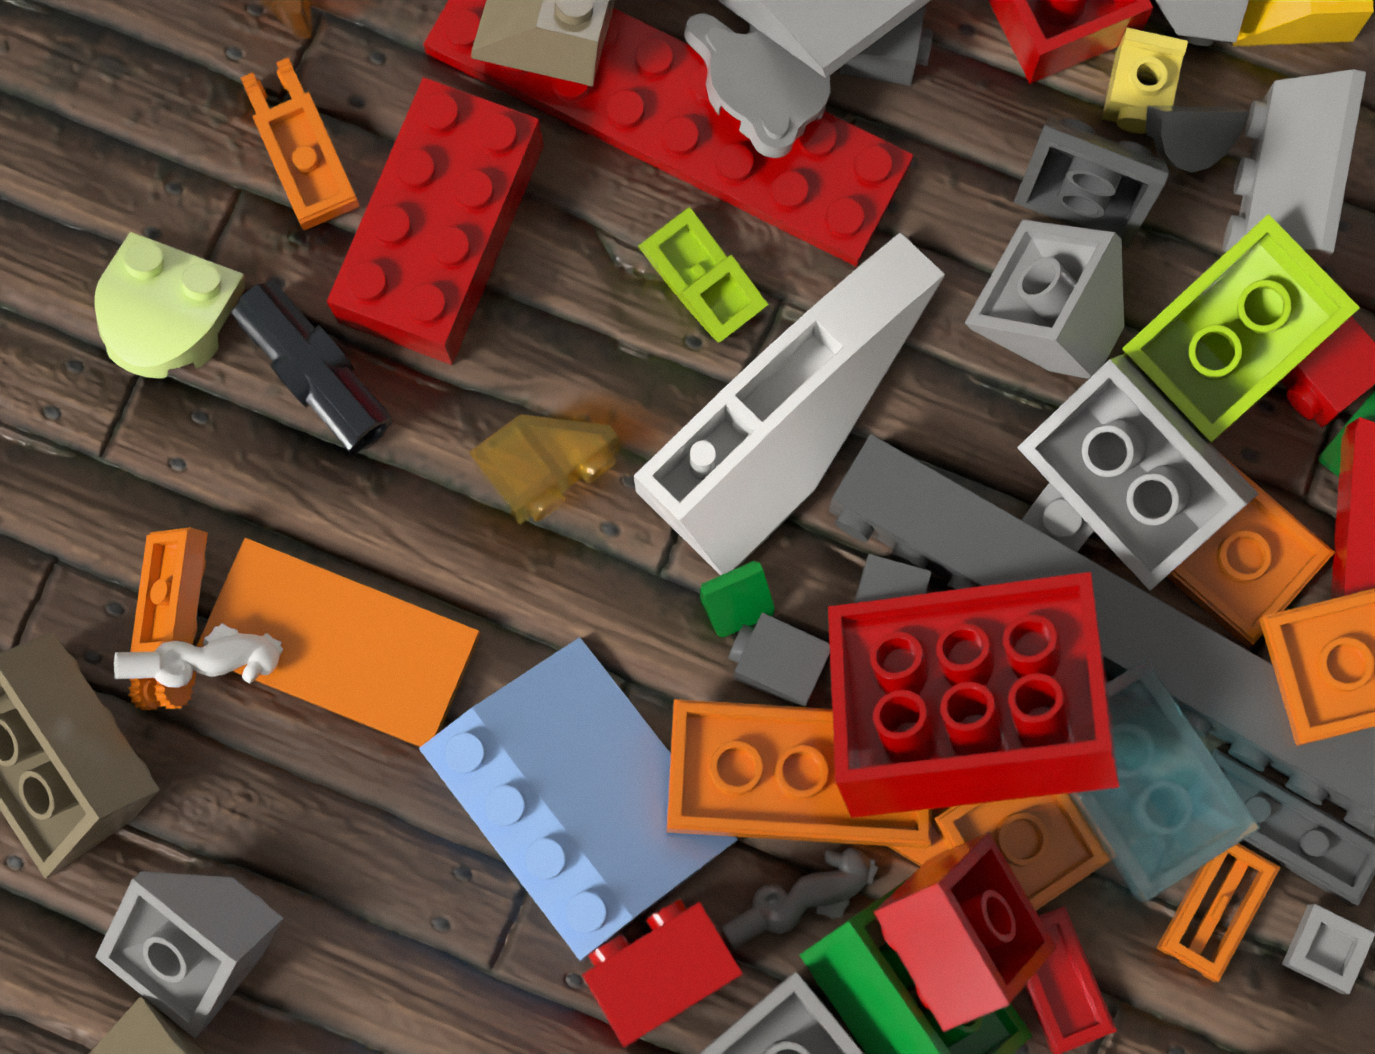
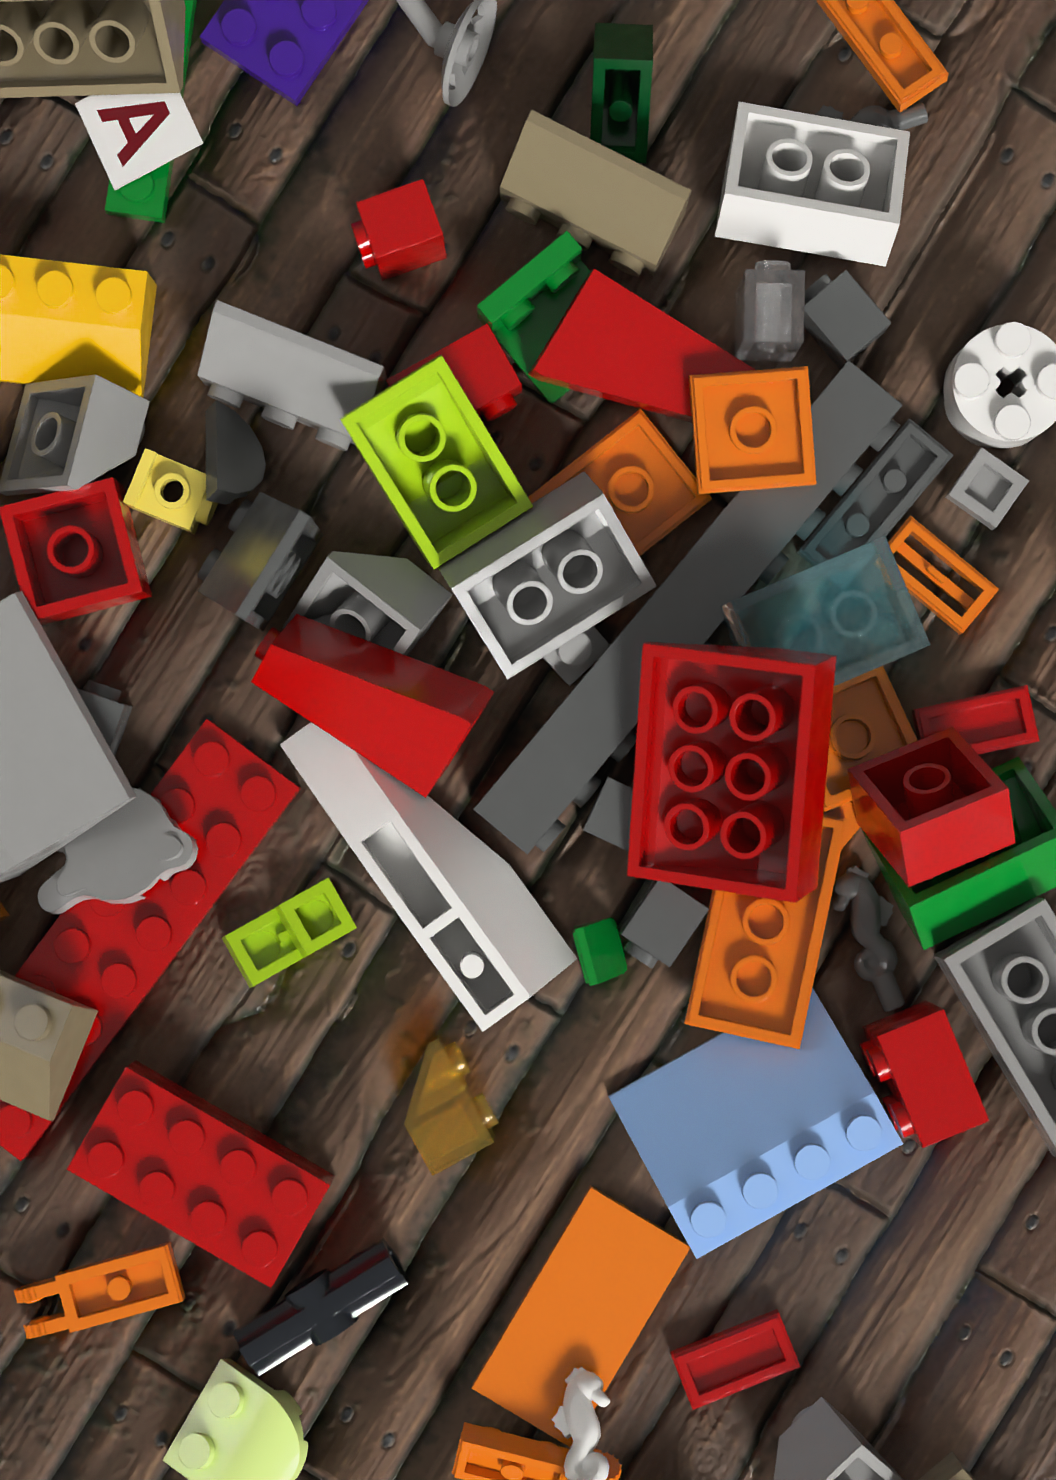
camera: 85 degrees left, 10 degrees up
(311, 820) = (735, 1359): none -> red tile
(968, 315) = (372, 698): none -> red slope

